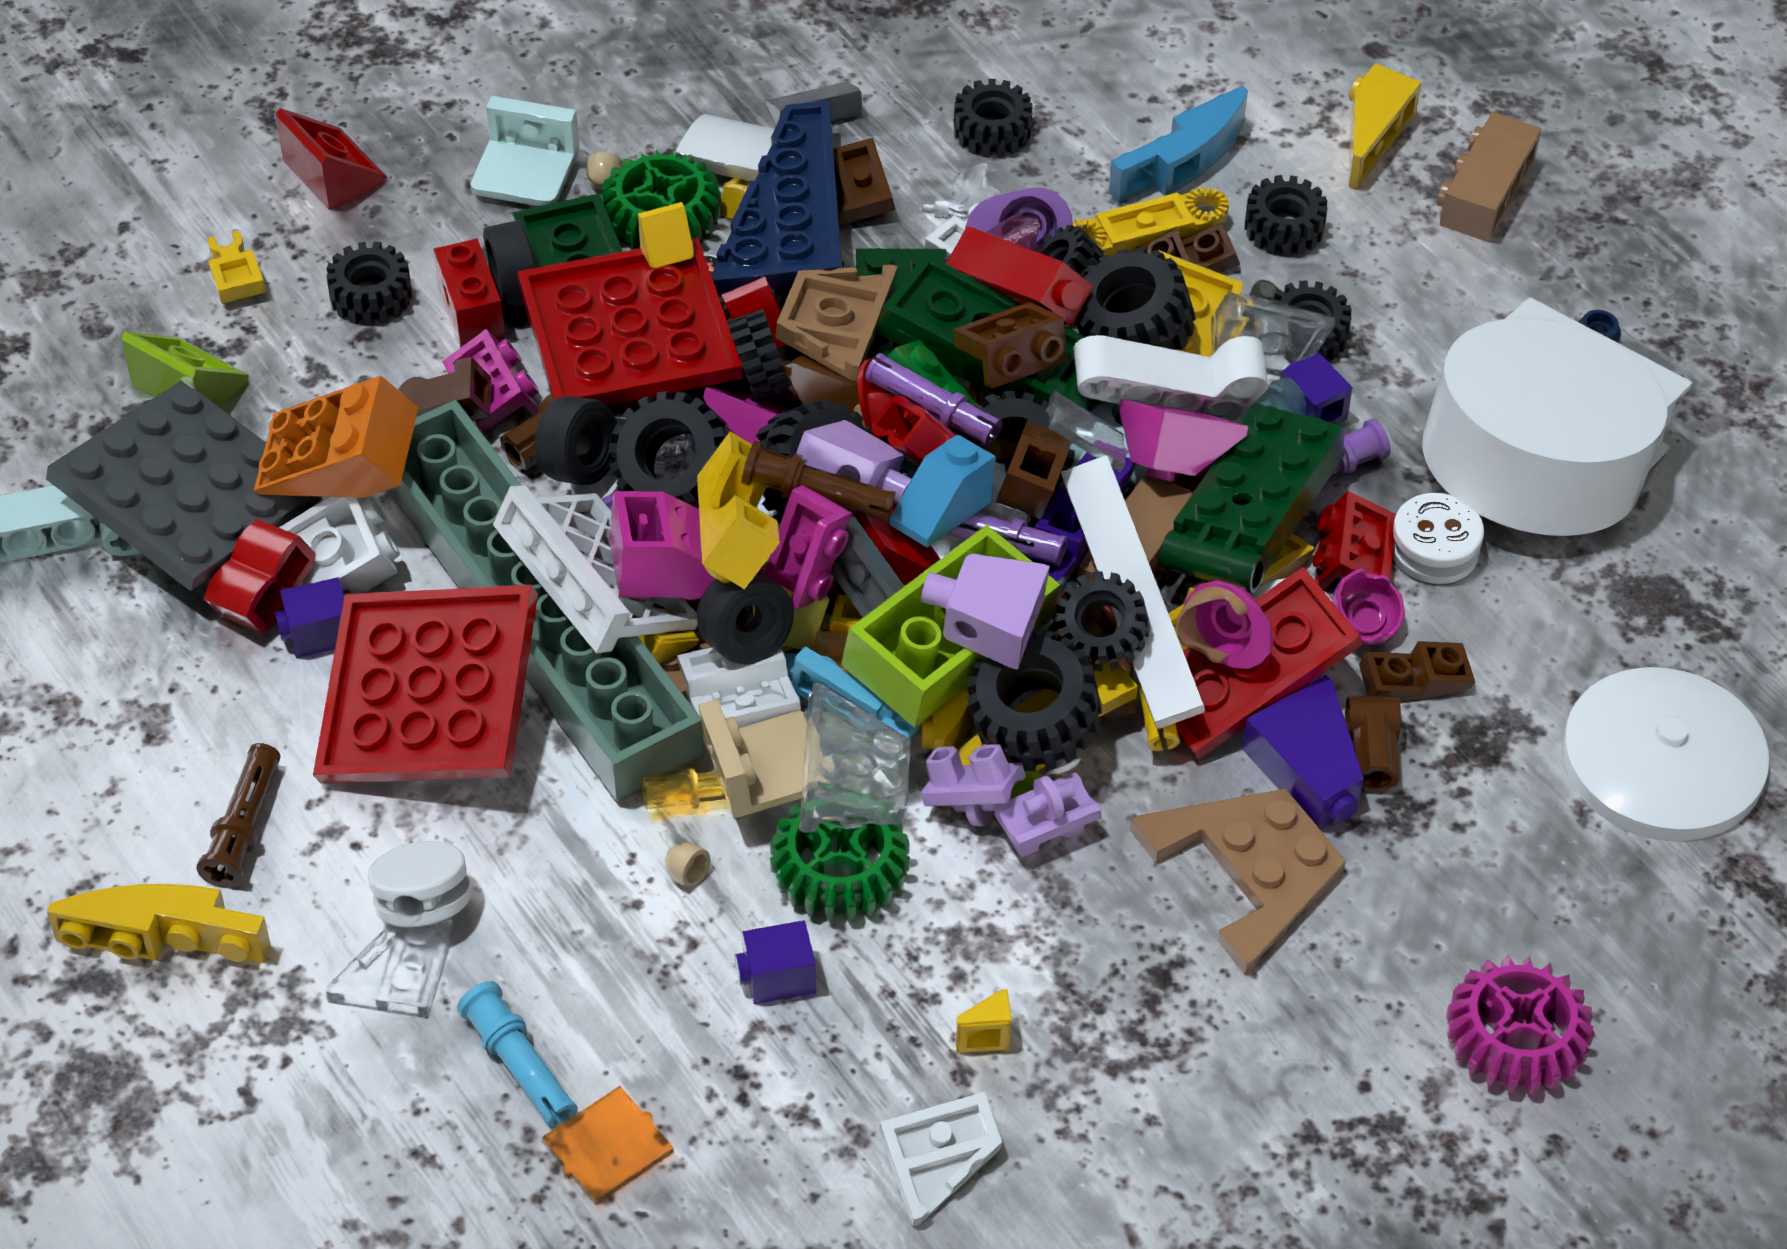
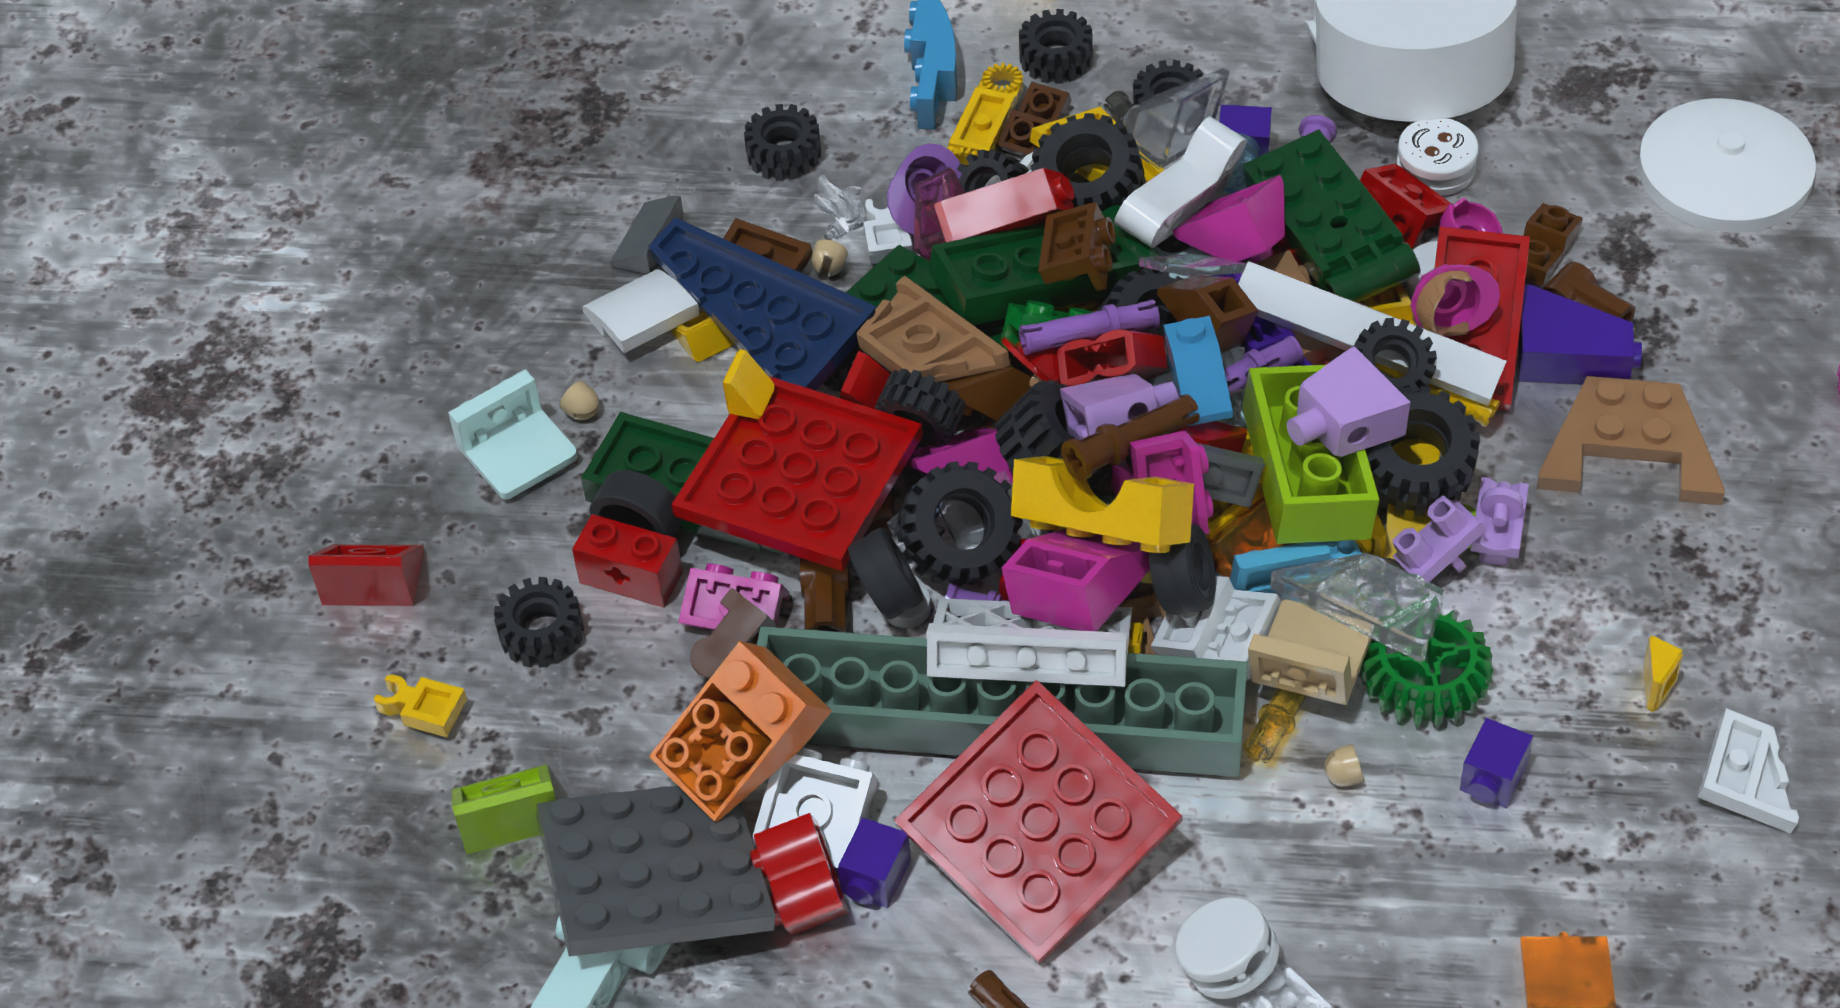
camera: 45 degrees left, 0 degrees up
(505, 1037) = (1416, 981): medium azure pin -> none
(657, 183) = (657, 380): green gear -> none
(897, 221) = (829, 256): none -> tan hinge

